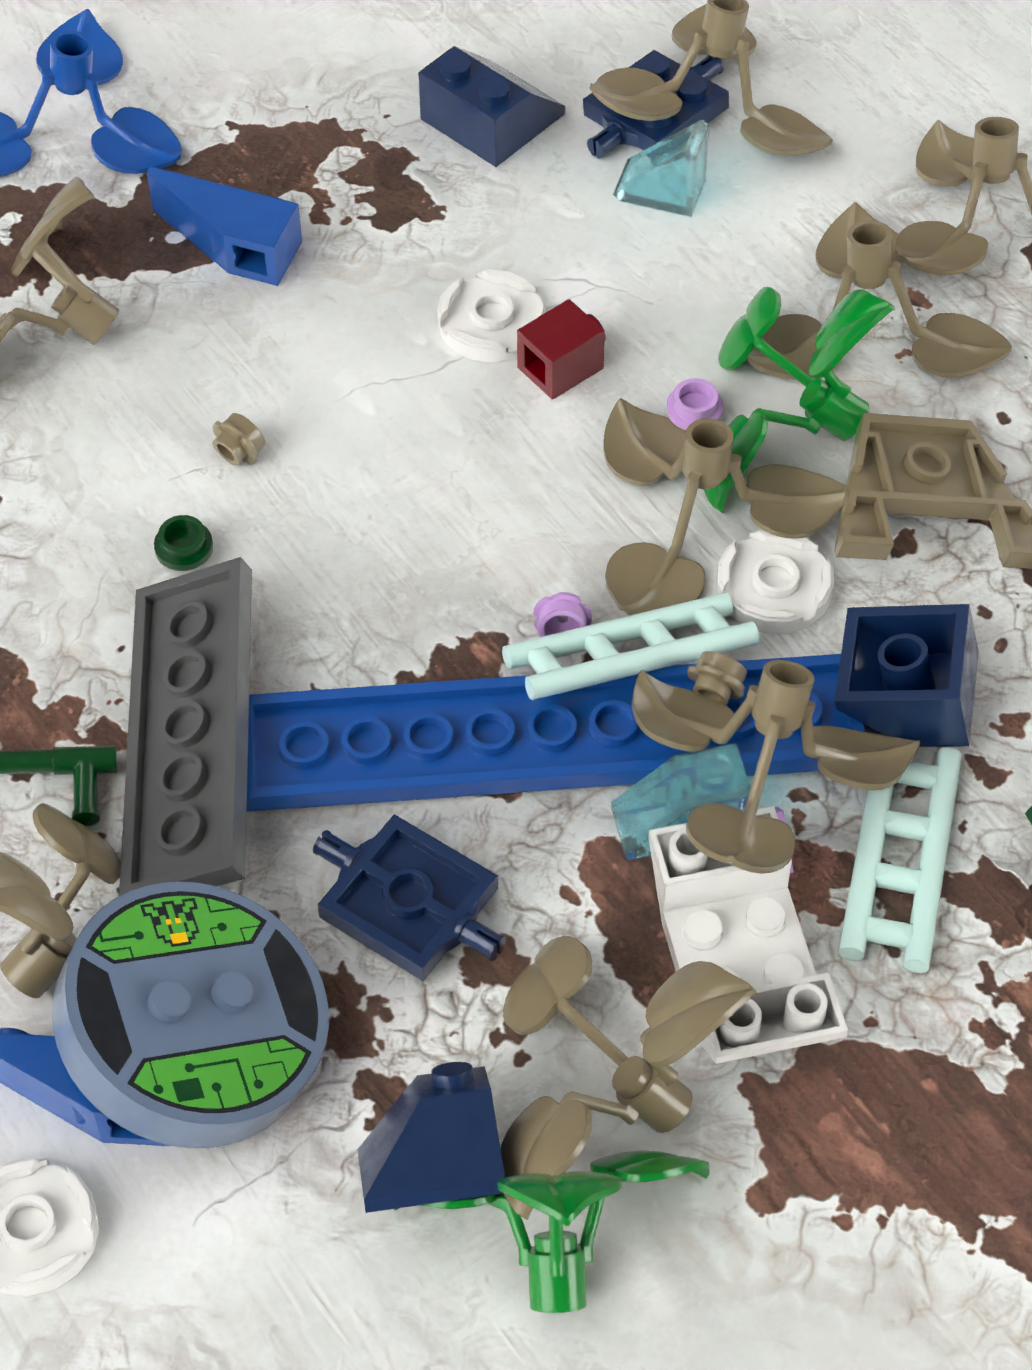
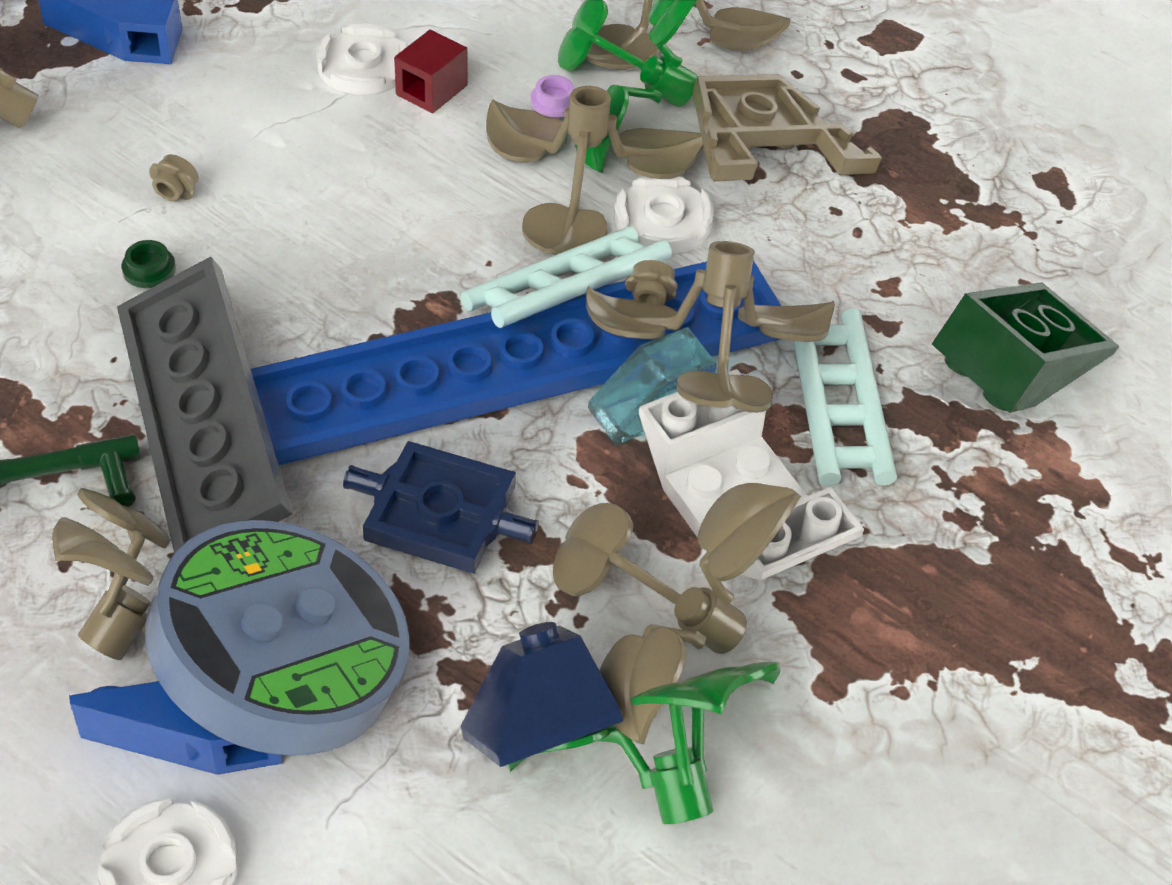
camera: 20 degrees left, 5 degrees down
(561, 604) = (499, 253): lavender plate -> none
(910, 672) = (805, 253): dark blue slope -> none

